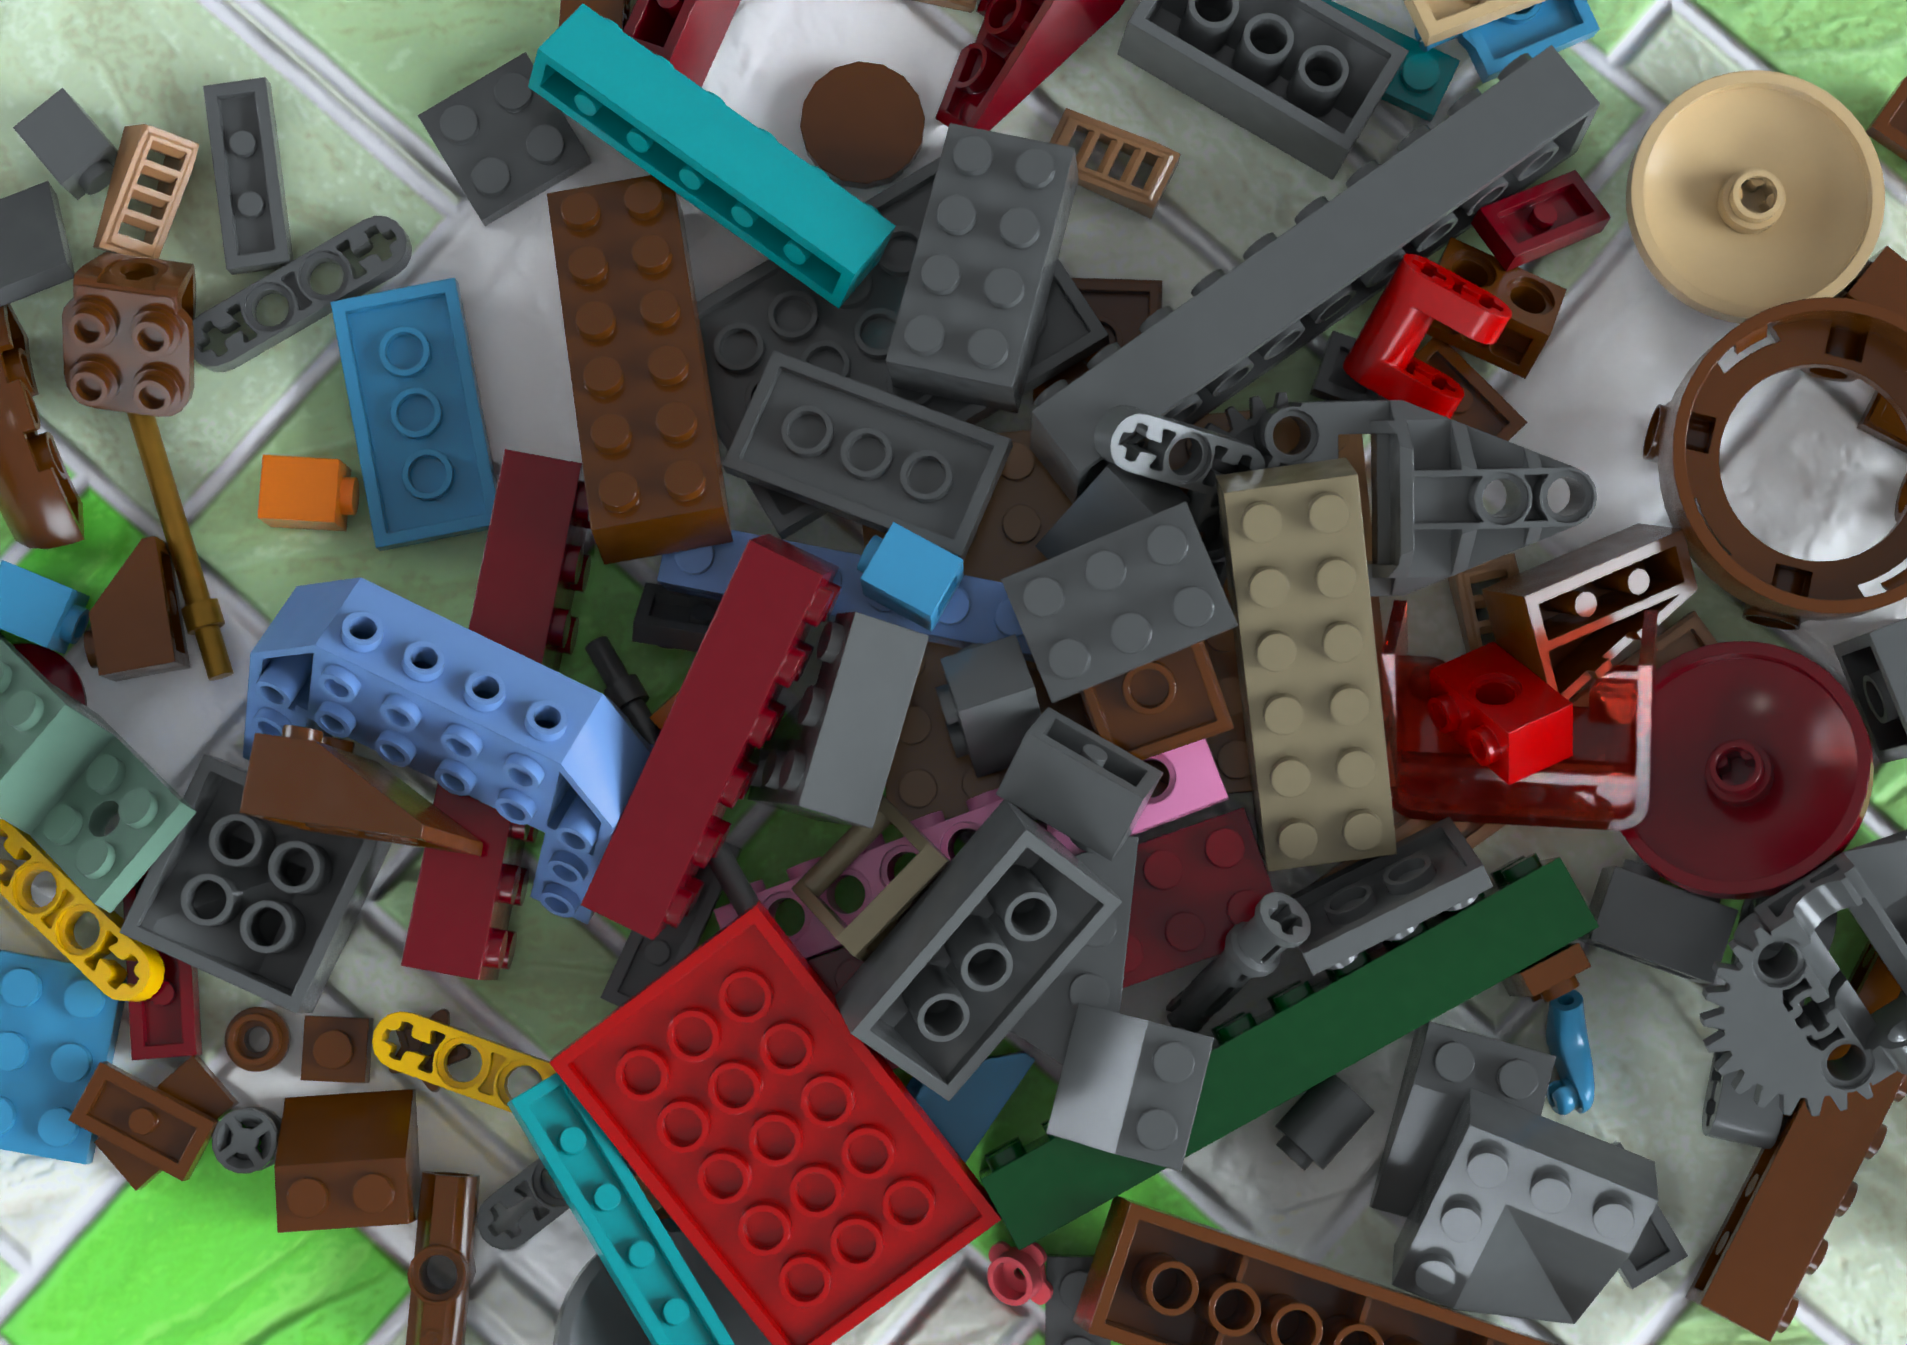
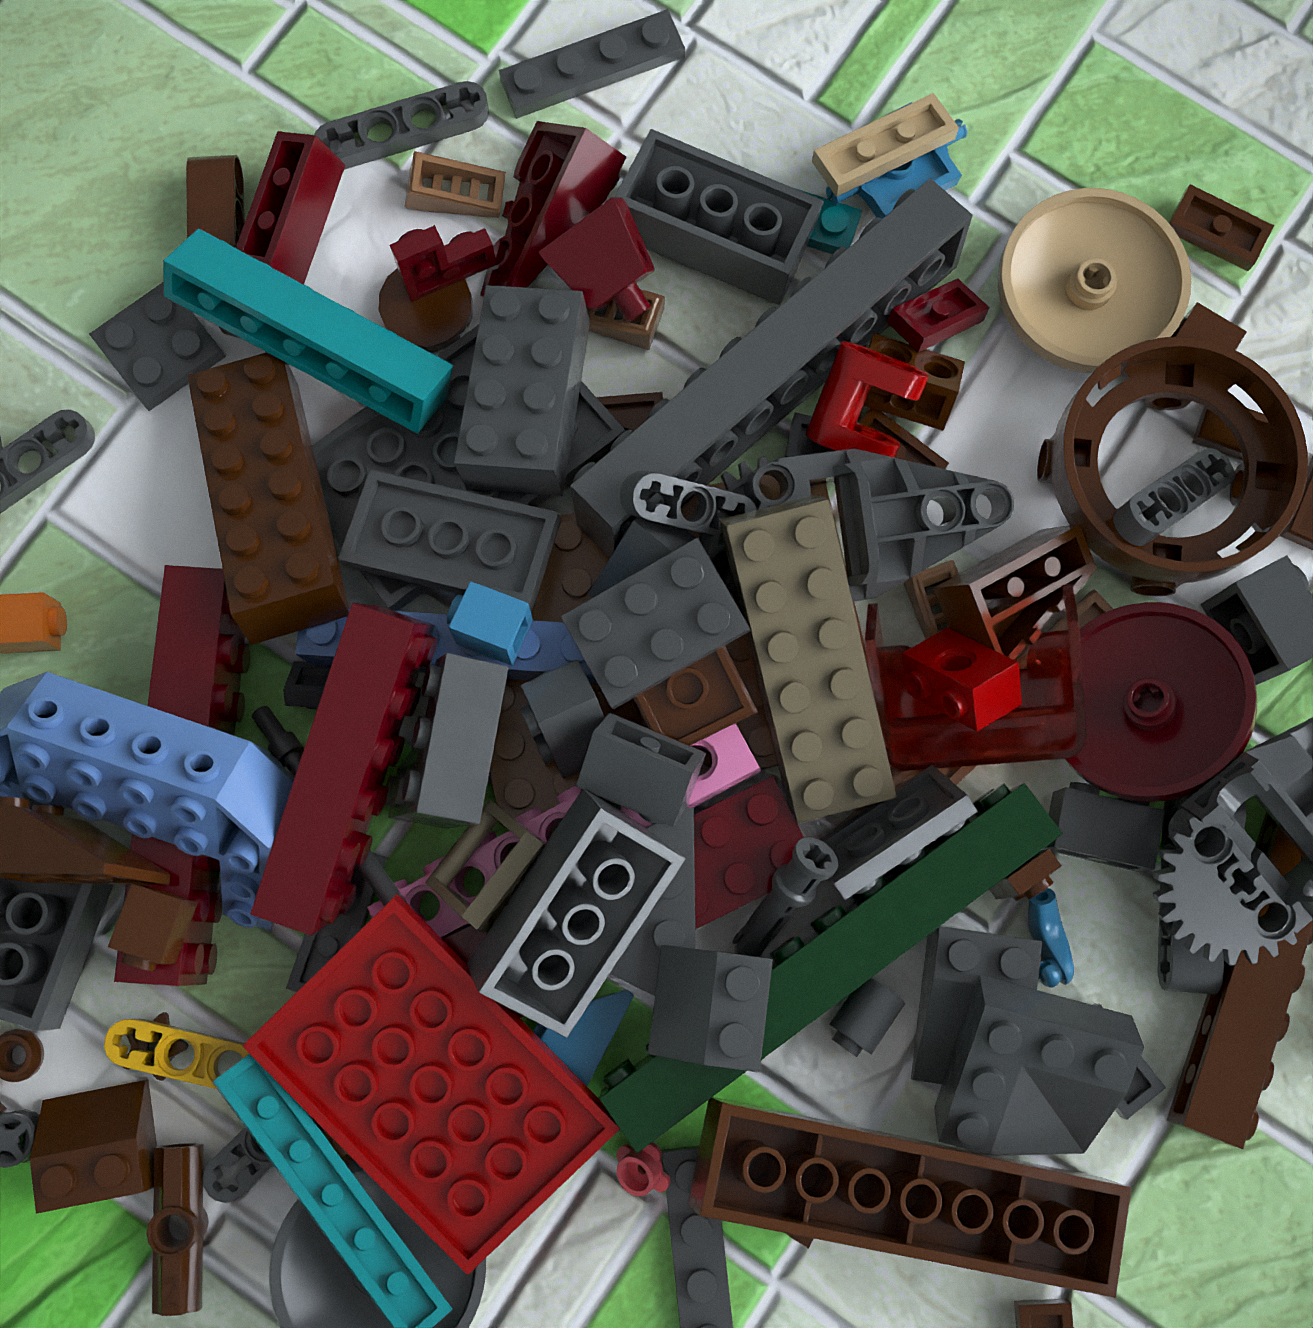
camera: 10 degrees left, 5 degrees down
(337, 1049) = (80, 1056): reddish brown plate -> none
(416, 413) = (102, 552): dark azure plate -> none
(457, 905) = (151, 927): none -> reddish brown brick
(876, 77) = (431, 266): none -> dark red plate
(1107, 103) = (604, 259): none -> dark red torso
(1814, 504) = (1180, 490): none -> dark grey beam

